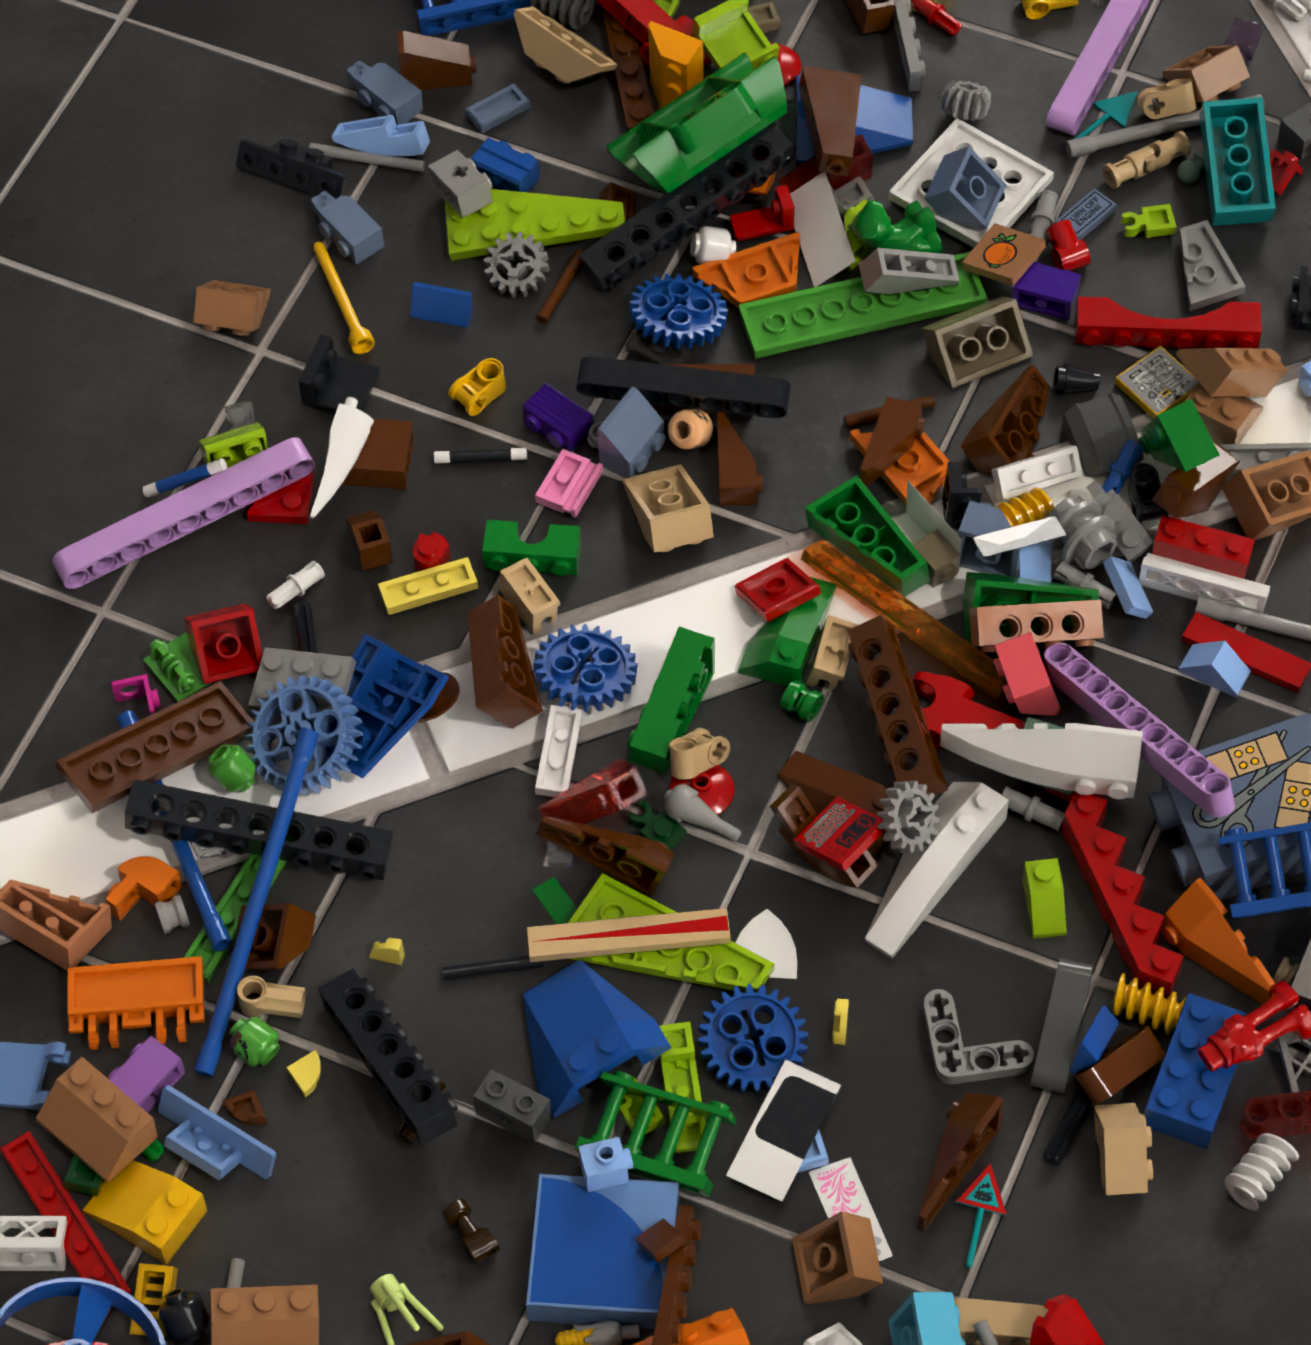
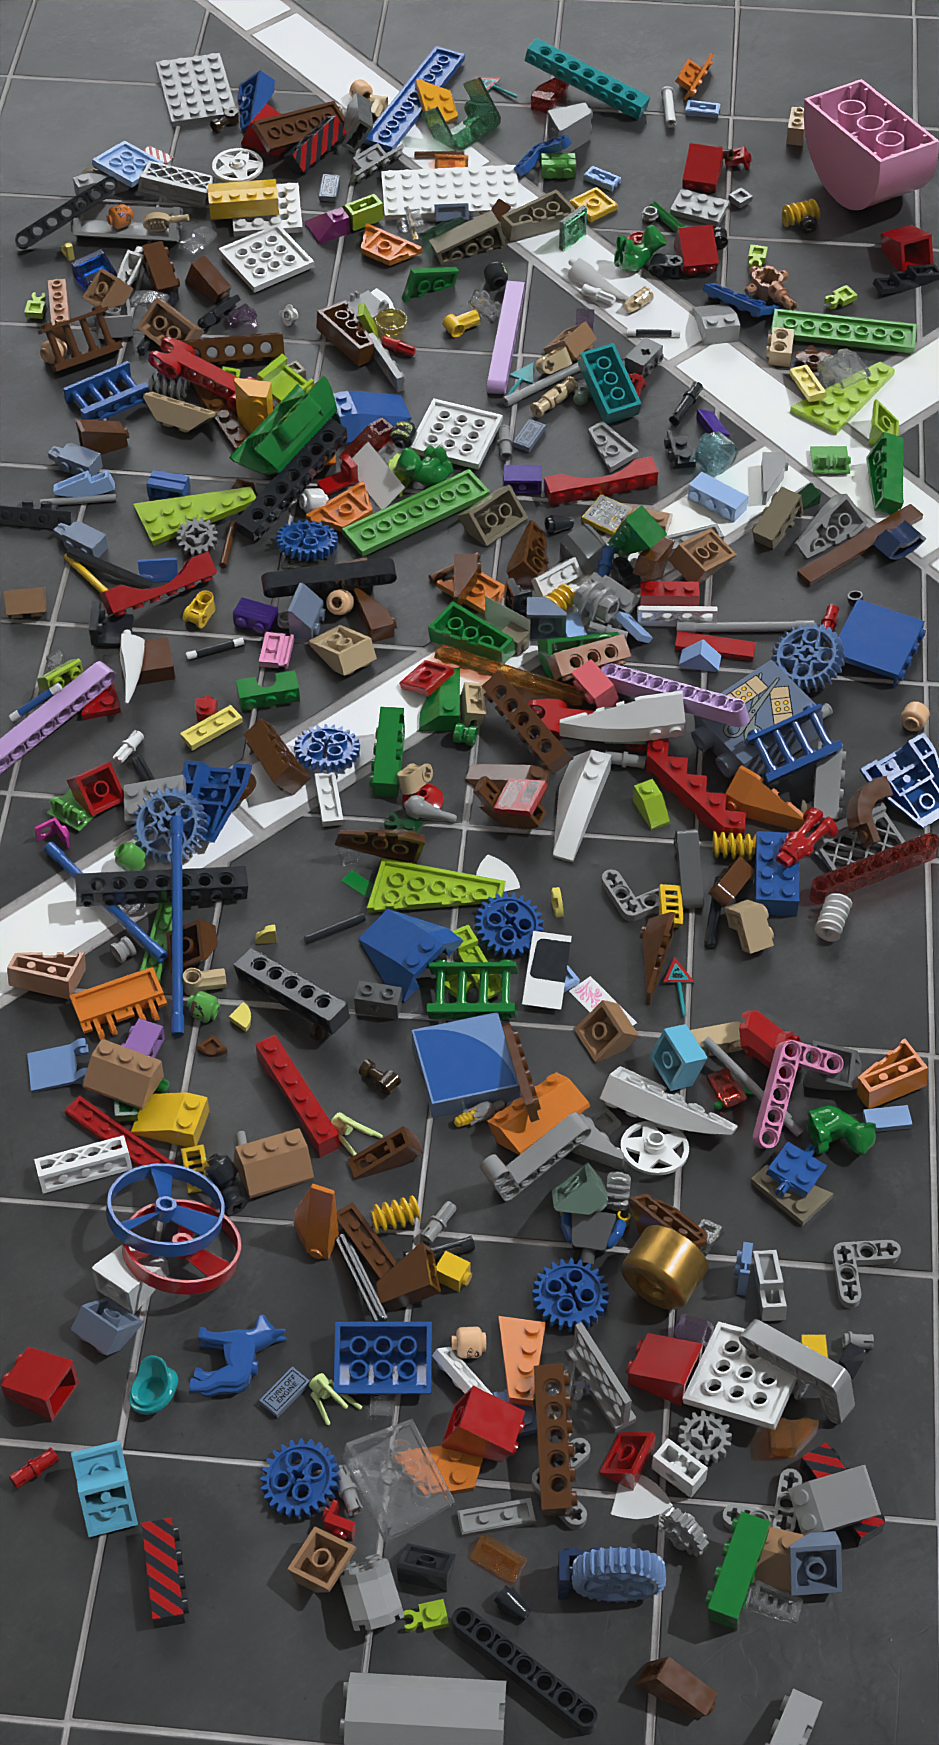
camera: 20 degrees left, 5 degrees down
(142, 878) = (99, 934): orange brick -> none
(155, 746) = (77, 854): reddish brown plate -> none
(210, 1140) = (198, 1068): medium blue bracket -> none
(338, 1228) = (311, 1115): none -> red arch
(370, 539) = (166, 709): reddish brown slope -> none
(371, 284) = (109, 568): none -> black axle
(461, 183) = (146, 498): light grey brick -> none
(492, 319) = (124, 597): none -> red arch
(497, 108) = (149, 455): sand blue tile -> none
(529, 593) = (278, 715): tan hinge -> none
(597, 795) = (364, 813): clear red slope -> none
(604, 1164) = (450, 1012): light blue brick -> none
(628, 935) = (412, 887): tan tile -> none
(660, 1240) = (501, 1044): reddish brown tile -> none
(831, 112) = (362, 408): reddish brown slope -> none
(886, 170) = (404, 434): none -> black head
(904, 271) = (436, 485): light grey slope -> none
(908, 816) = (558, 776): light grey gear -> none
(965, 189) = (455, 433): sand blue slope -> none
(966, 100) = (435, 387): light grey gear -> none
(1004, 254) = (492, 464): medium nougat tile -> none
(1013, 1107) = (678, 903): none -> yellow slope
(1019, 536) = (564, 609): sticker -> none
(1067, 250) = (526, 454): red piece -> none
(1095, 1040) = (712, 872): blue slope -> none
(1153, 220) = (570, 428): lime plate -> none
(1234, 370) = (651, 493): medium nougat slope -> none

